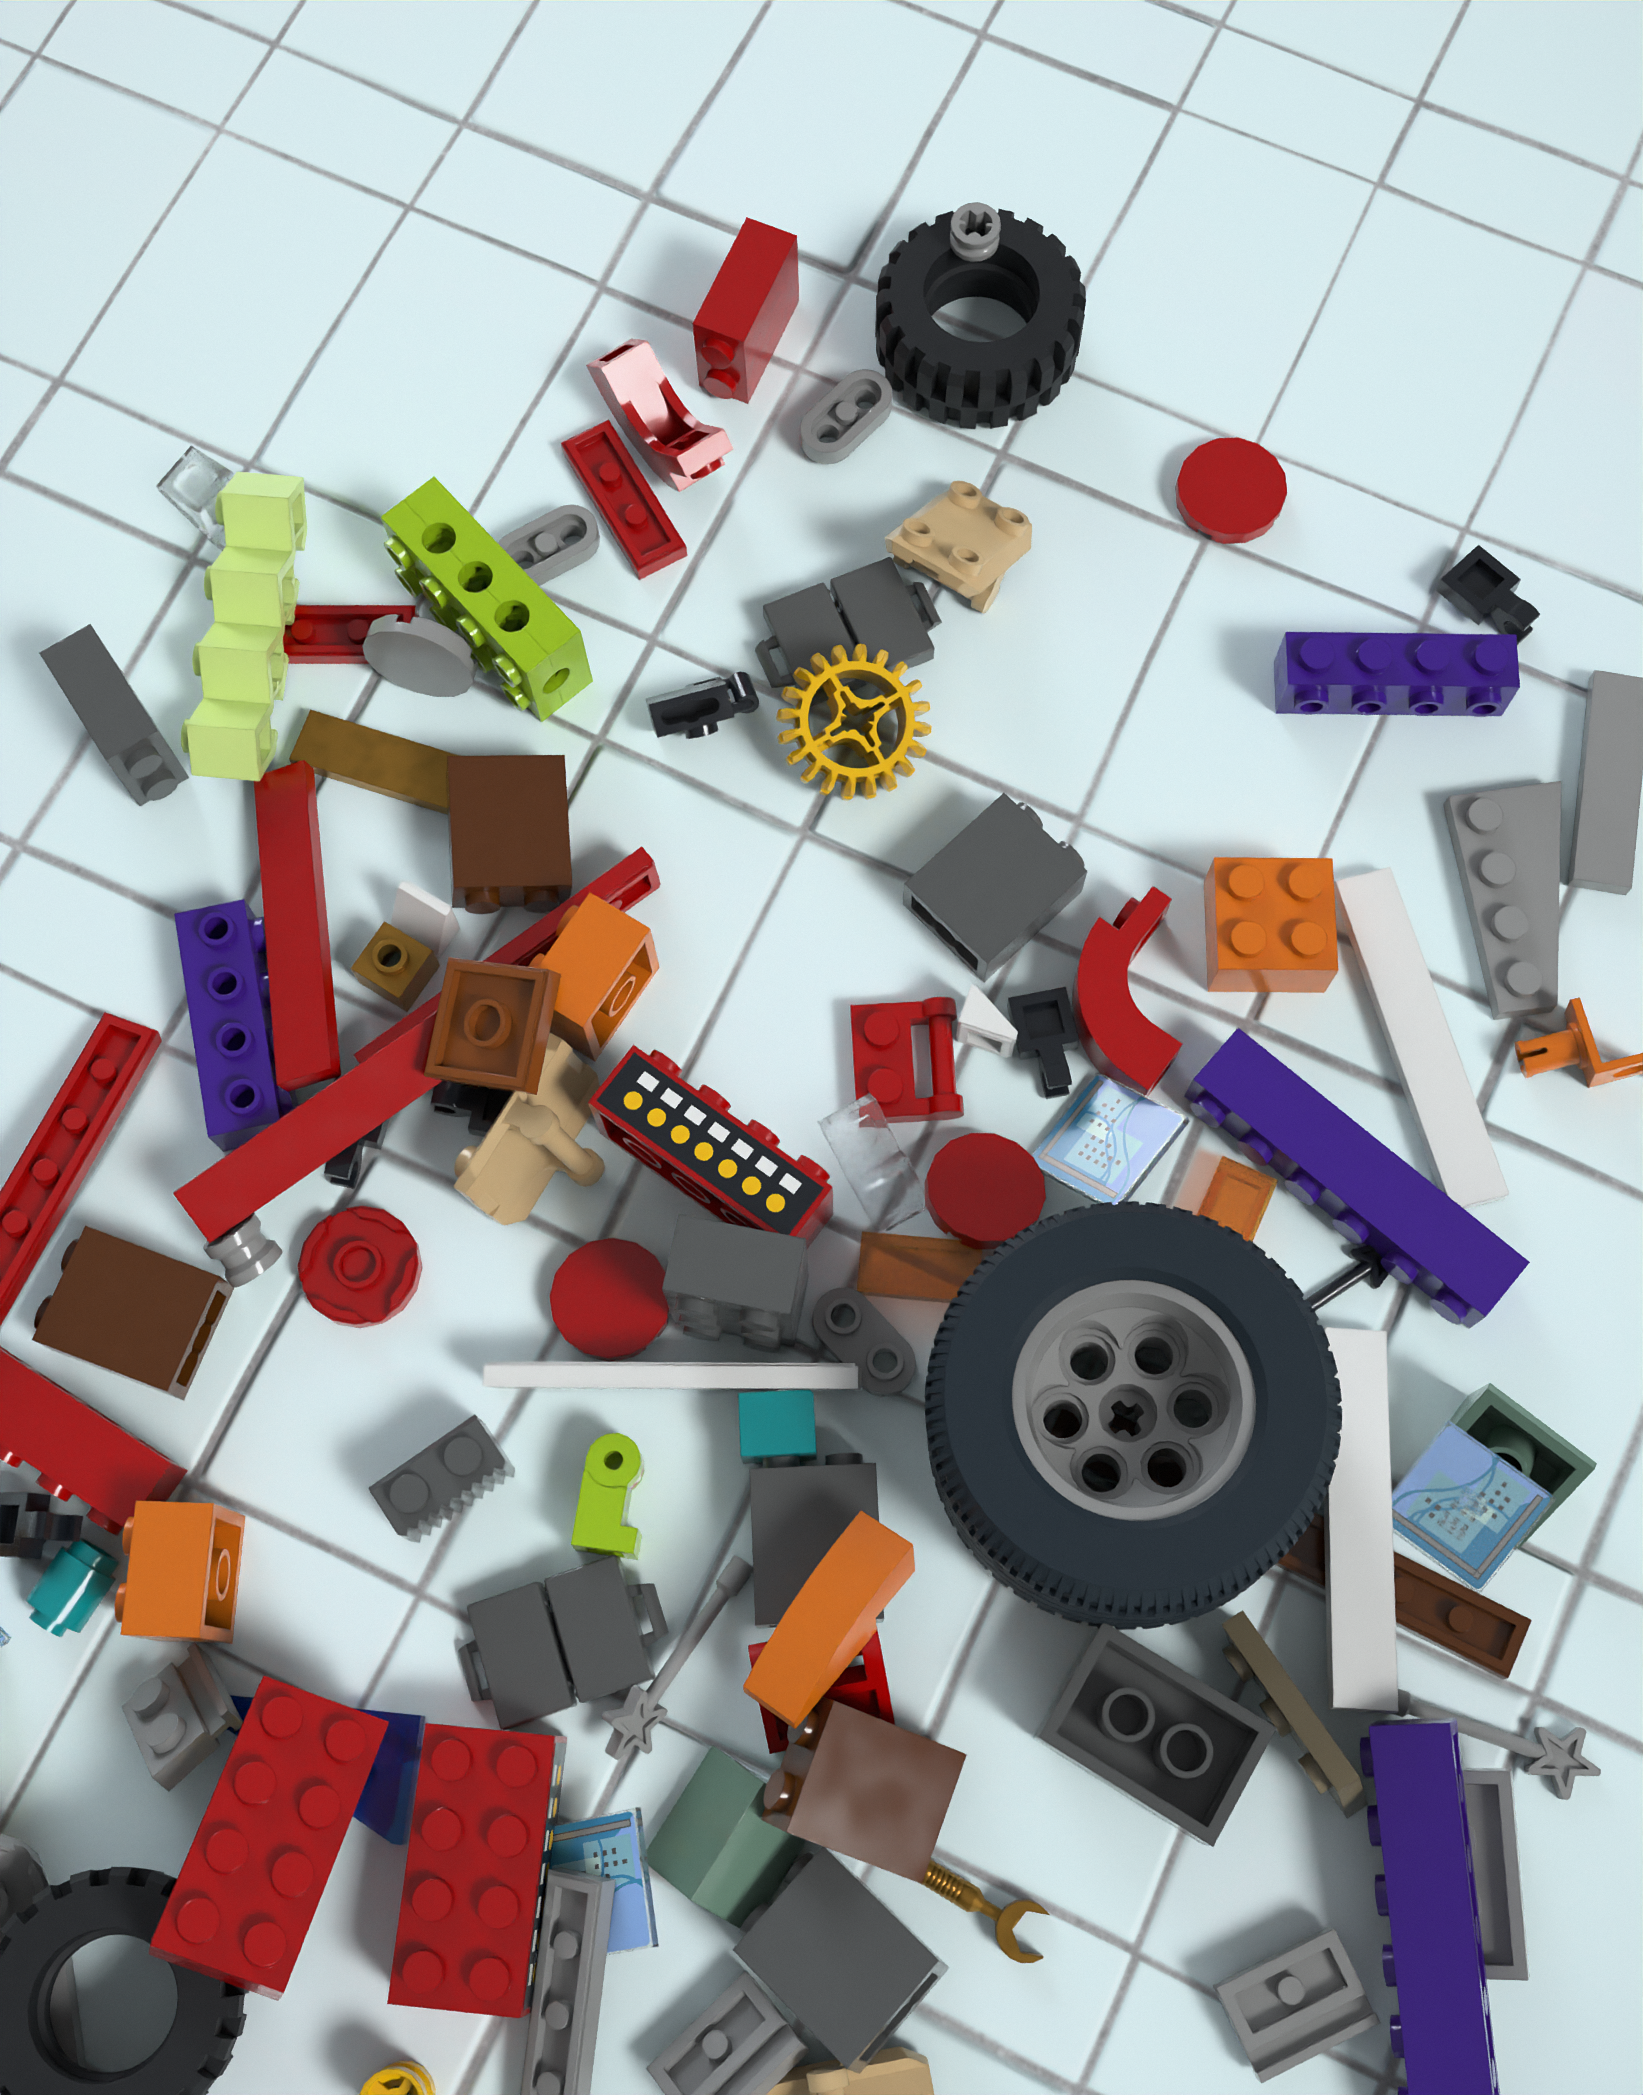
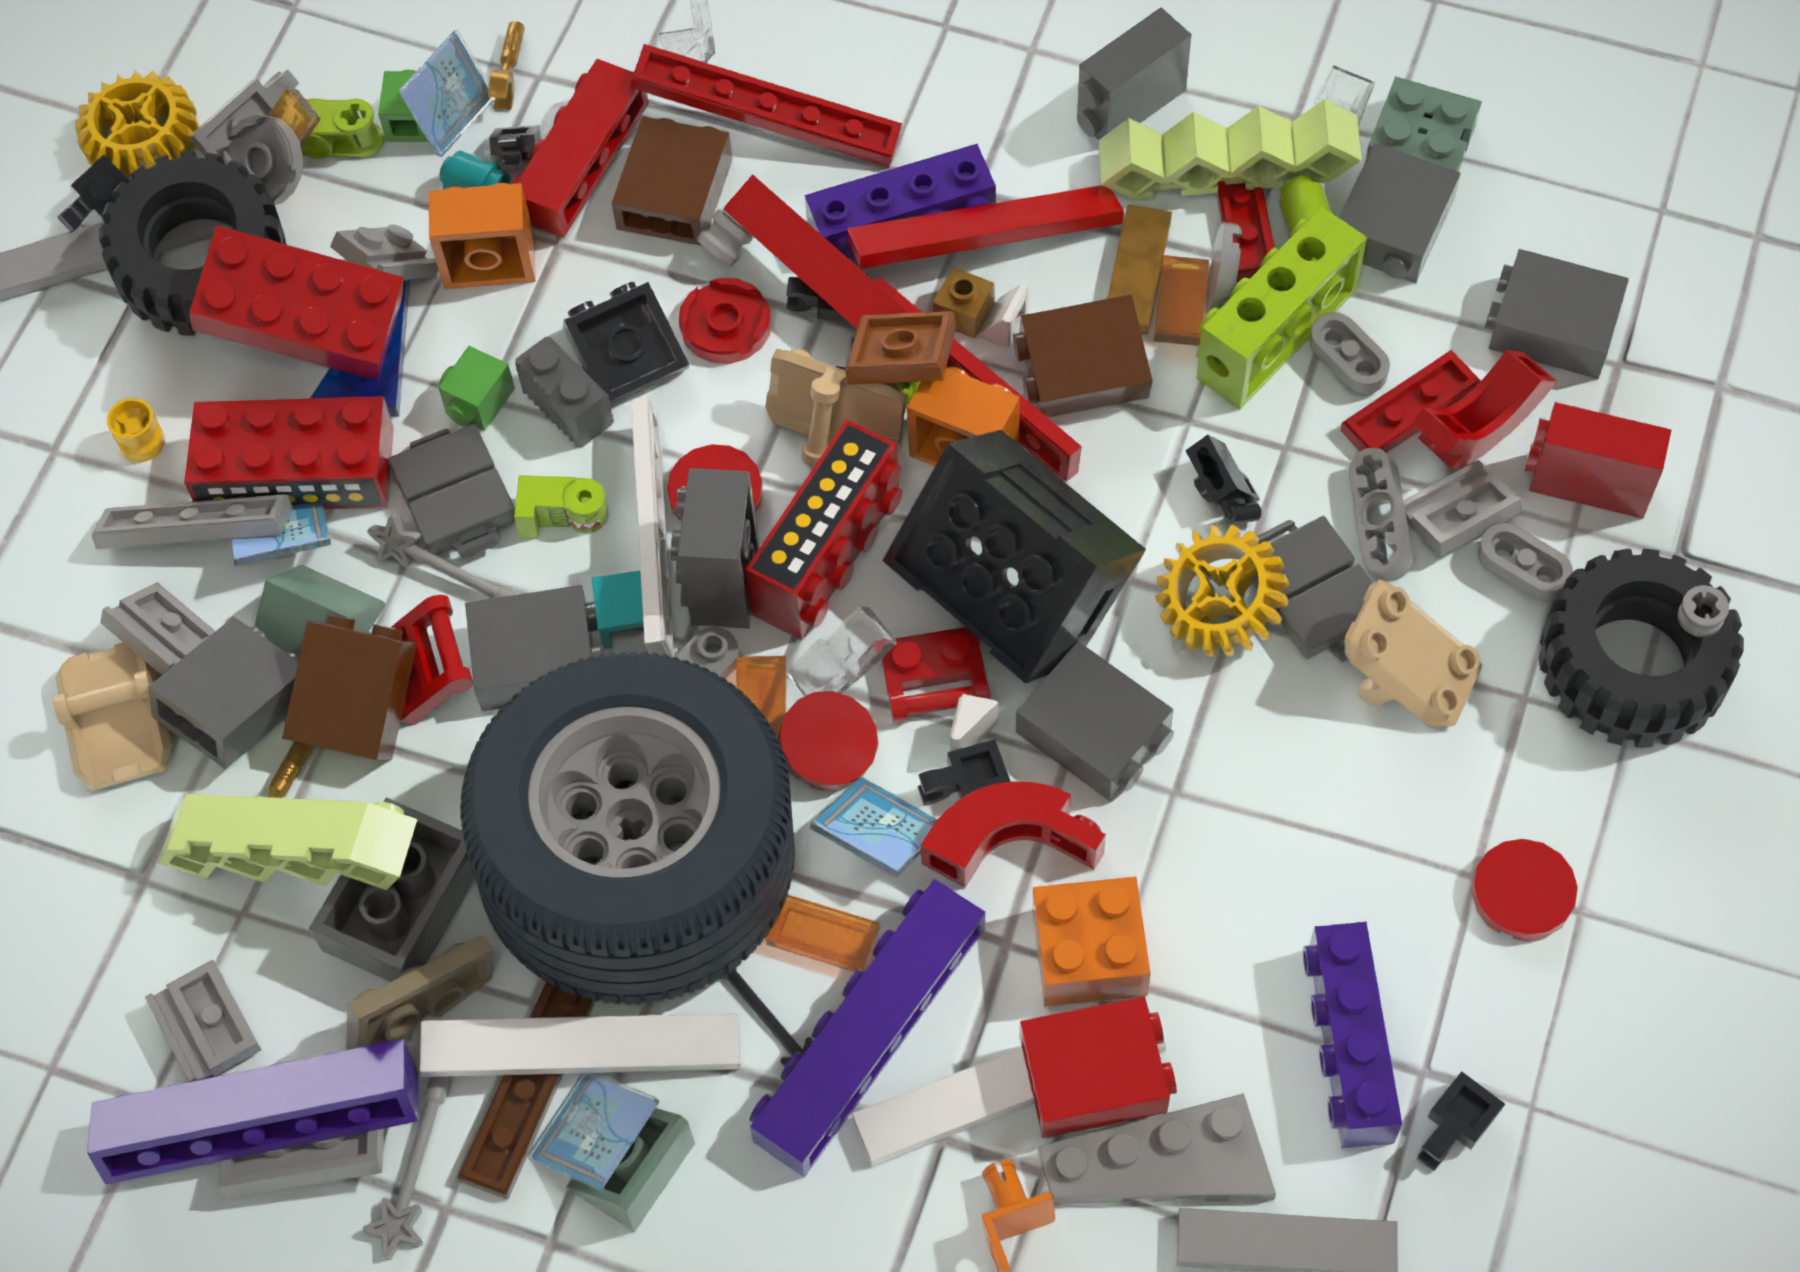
camera: 85 degrees right, 10 degrees down
(257, 417) = (1427, 123): none -> sand green piece
(343, 560) = (1301, 199): none -> lime brick
(362, 459) = (1399, 209): none -> dark grey brick
(379, 1394) = (625, 341): none -> black plate
(414, 1603) = (475, 388): none -> bright green brick
(435, 718) = (1181, 300): none -> clear orange tile
(535, 325) = (1556, 312): none -> dark grey brick
(724, 561) = (1395, 528): none -> light grey beam
(771, 469) = (1461, 507): none -> light grey plate
(786, 895) = (1027, 520): none -> black container
(830, 1619) = (465, 637): orange slope -> none
(1092, 1865) = (289, 836): none -> yellowish green brick
(1427, 935) = (1096, 1066): none -> red brick

